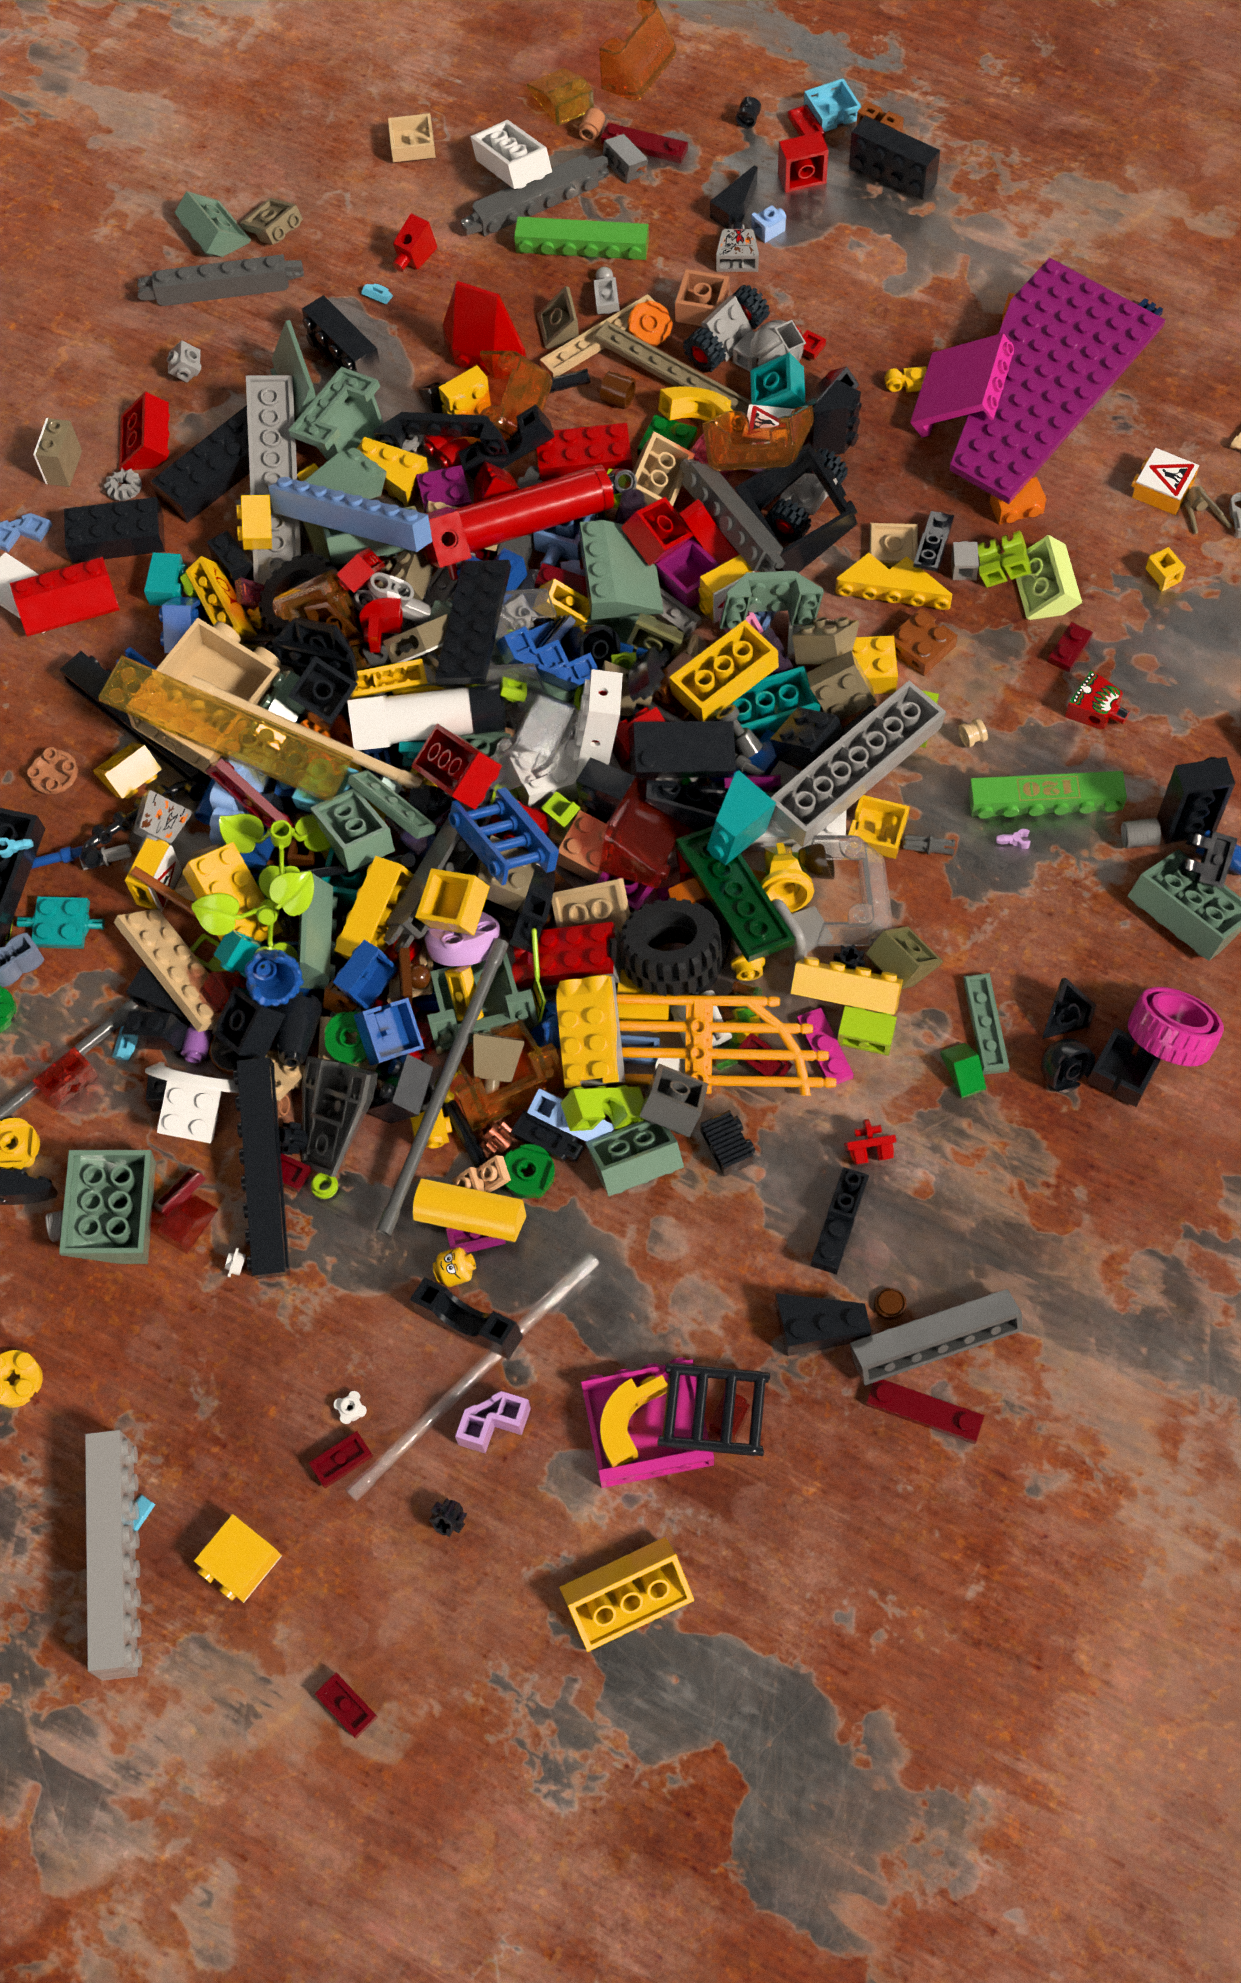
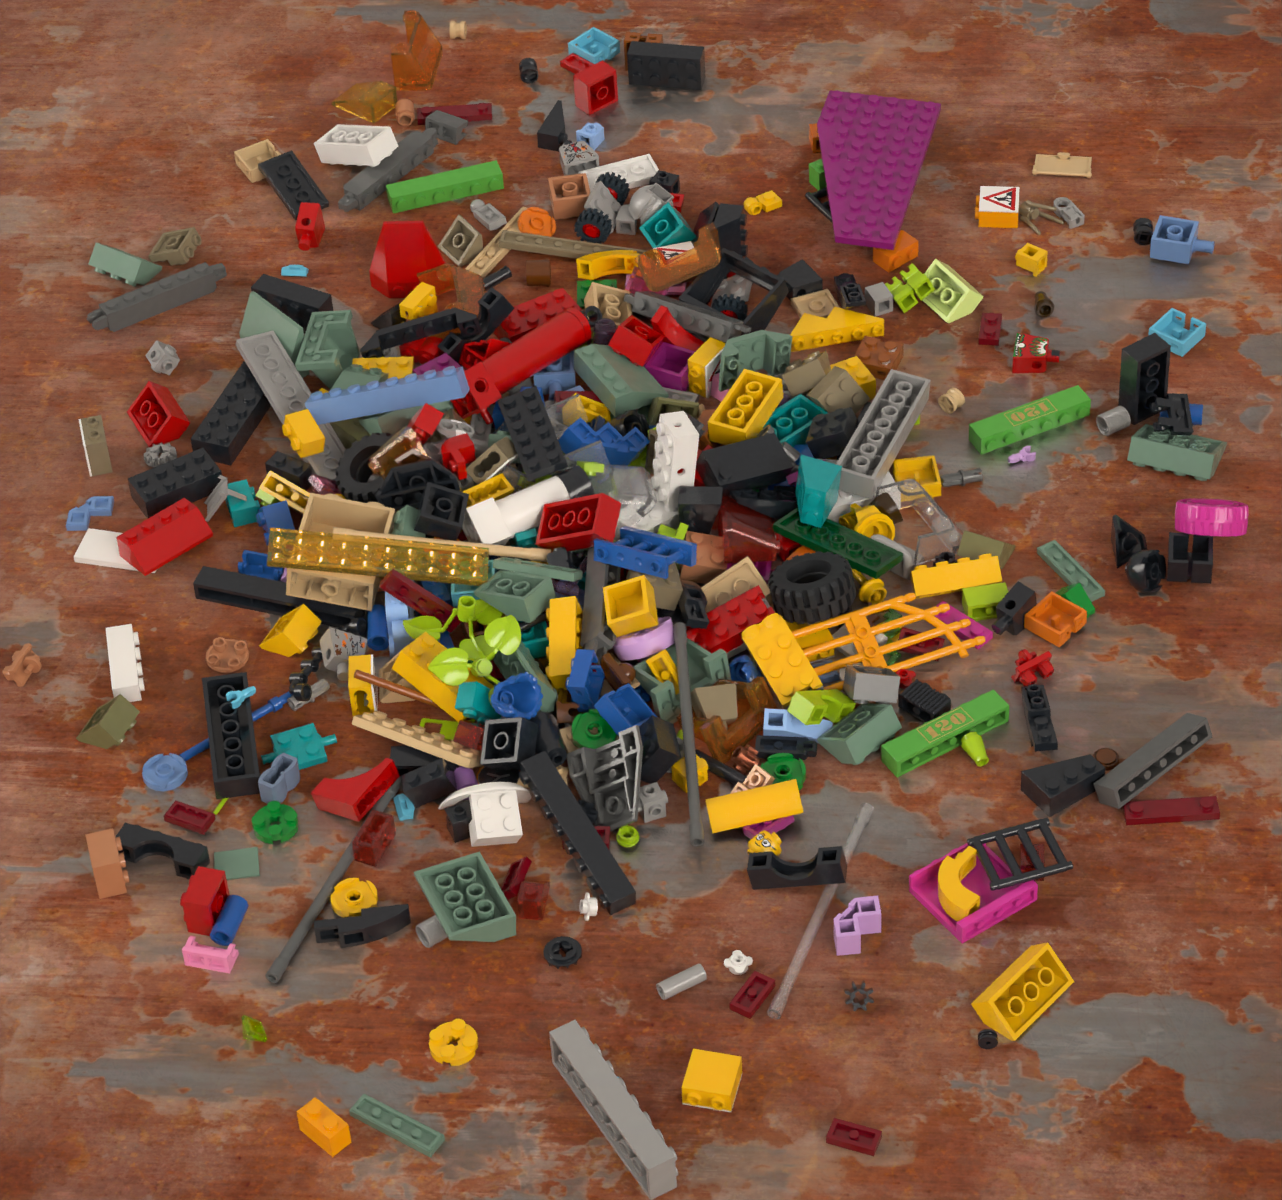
camera: 25 degrees left, 20 degrees down
(79, 1014) = (355, 795): none -> red arch
(143, 565) = (219, 495): none -> light grey piece
(173, 1301) = (570, 947): none -> black gear
(278, 1407) = (681, 981): none -> light grey piece
(367, 1152) = (652, 802): none -> light grey brick
(428, 180) = (292, 182): none -> black tile
(537, 993) = (731, 655): lime piece -> none
(556, 1639) = (987, 1039): none -> black piece
(702, 32) = (458, 29): none -> tan wheel
(724, 1102) = (905, 677): none -> red plate
(728, 1193) = (944, 733): none -> bright green brick
(750, 1229) = (974, 747): none -> lime cone
(780, 285) = (635, 170): none -> white tile
(812, 317) = (668, 181): none -> black brick
(887, 503) = (801, 279): none -> black torso
(888, 1061) = (1013, 608): none -> black torso
(930, 1088) = (1055, 619): none -> orange piece
(963, 382) = (811, 185): dark pink panel -> none
(1146, 637) = (1043, 305): none -> dark brown cone

